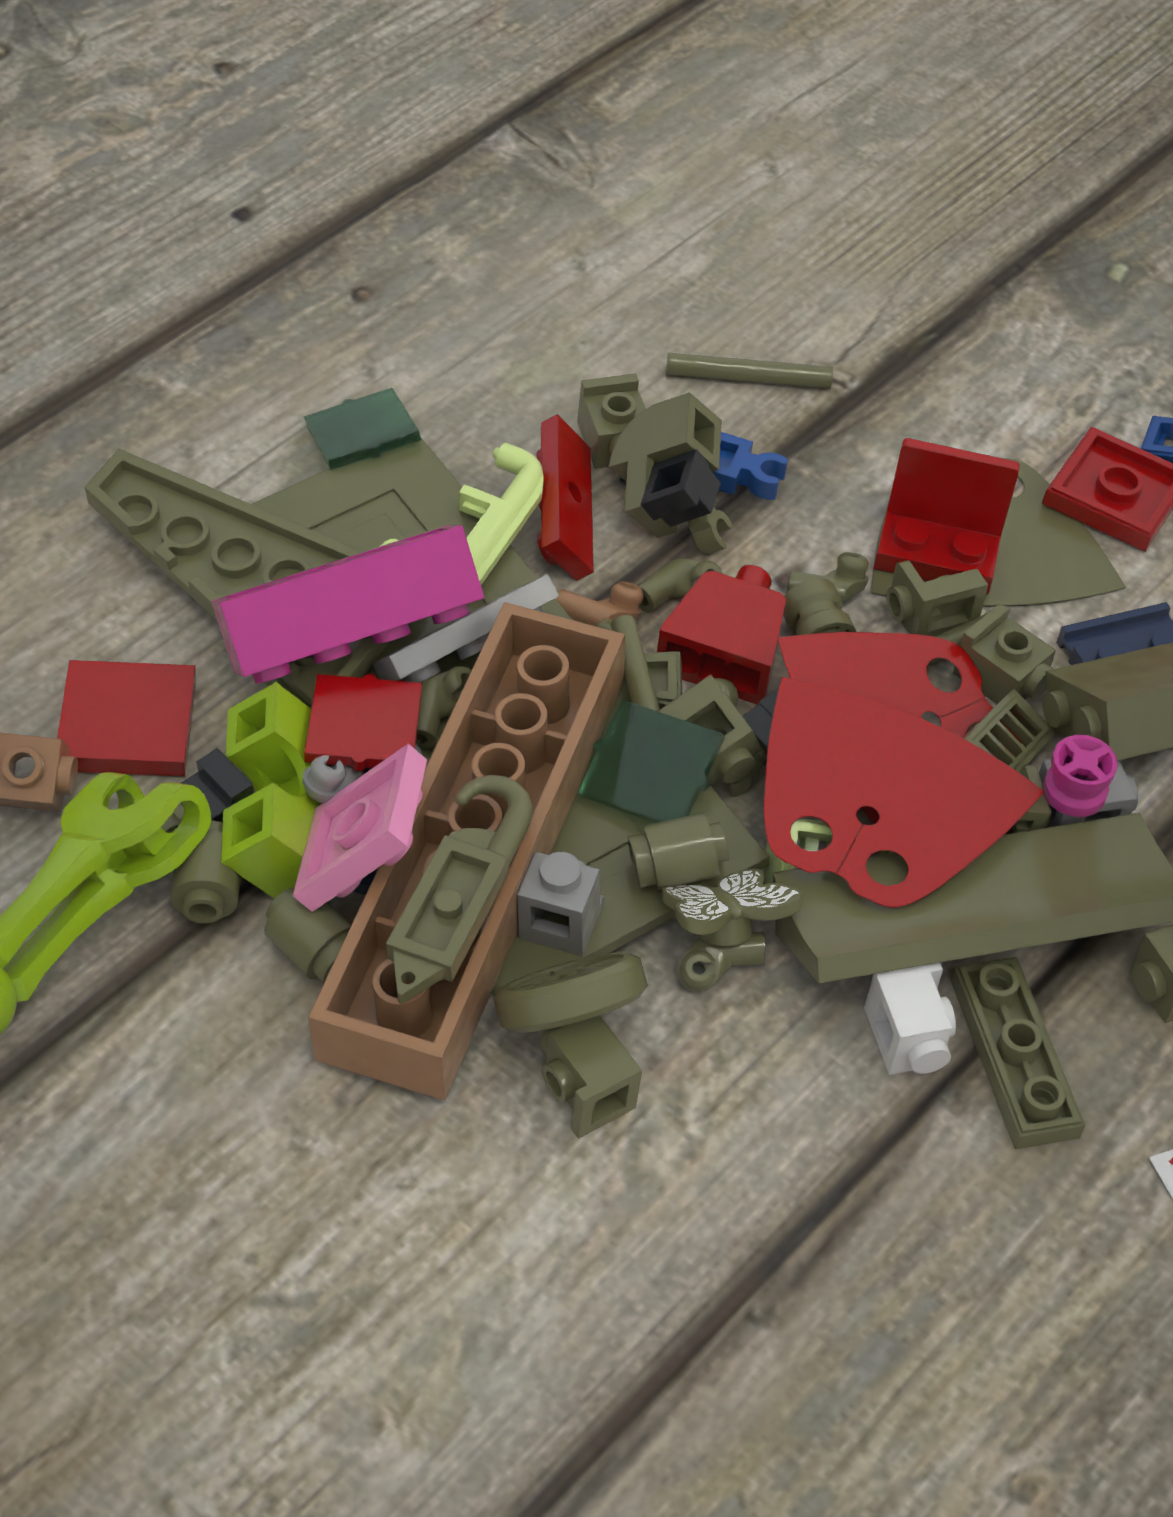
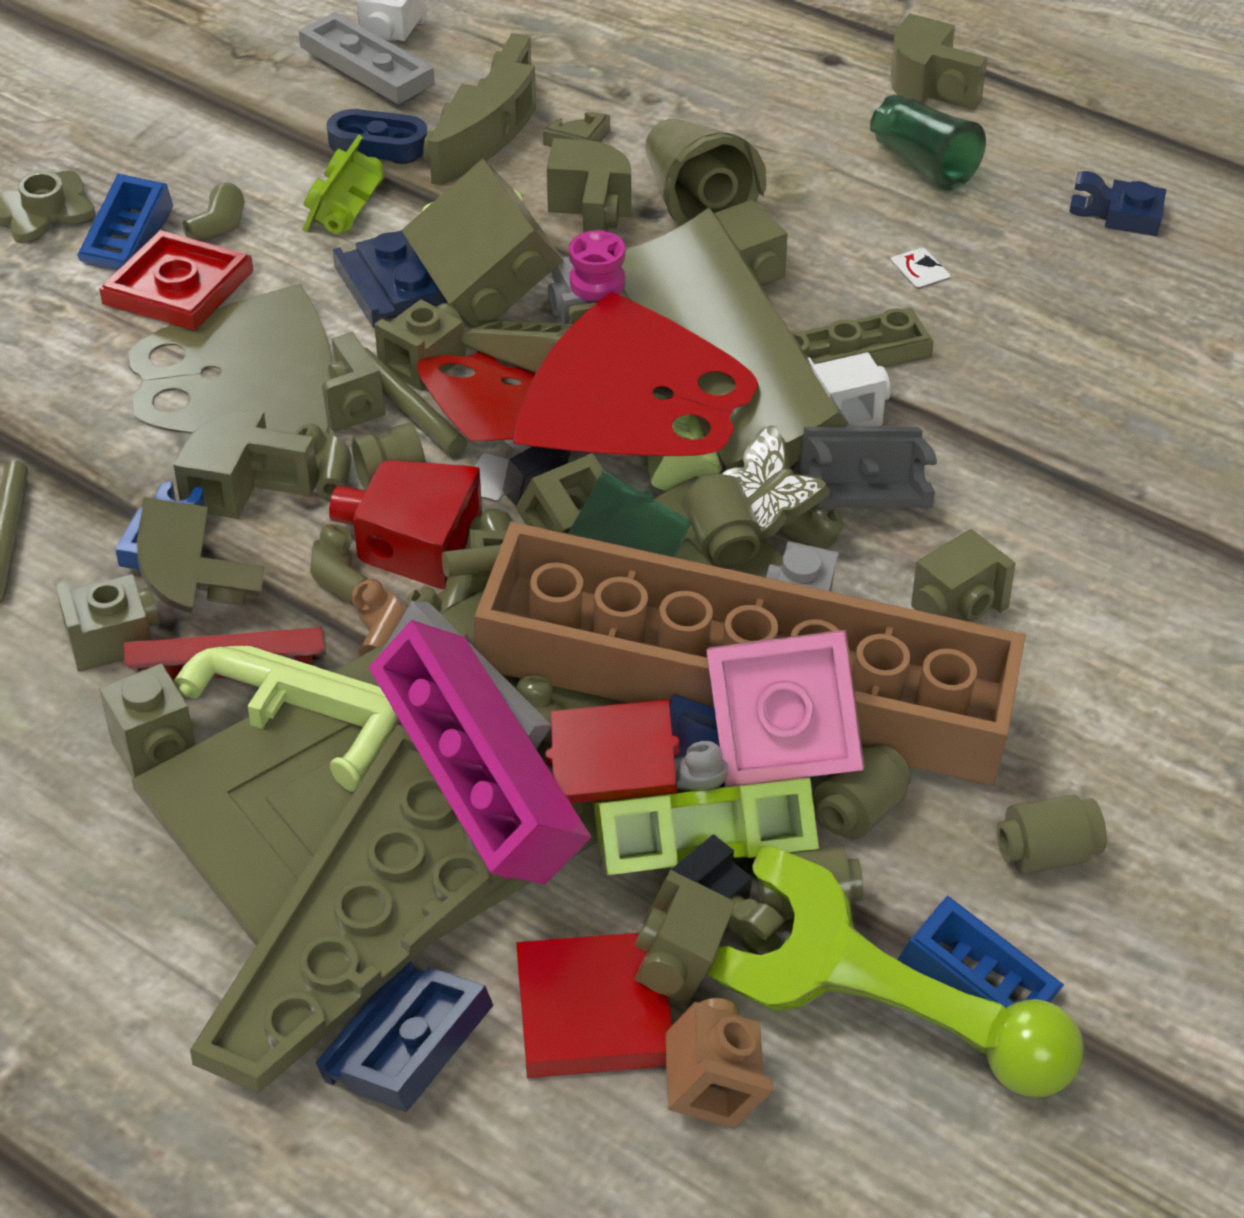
camera: 90 degrees left, 5 degrees down
(89, 964) = (973, 938): none -> blue slope
(118, 589) = (405, 1035): none -> dark blue plate
(146, 748) = (681, 936): none -> olive brick
(225, 1079) = (1051, 833): none -> olive brick
(362, 428) = (120, 836): clear green piece -> none
(457, 891) = (872, 613): olive plate -> none
(470, 434) = (146, 719): none -> olive brick
(570, 992) = (917, 548): olive wheel -> none
(686, 491) = (244, 535): black piece -> none
(764, 1006) = (869, 466): none -> dark grey hinge
(818, 506) = (240, 453): none -> olive brick
(946, 511) = (256, 373): red bracket -> none

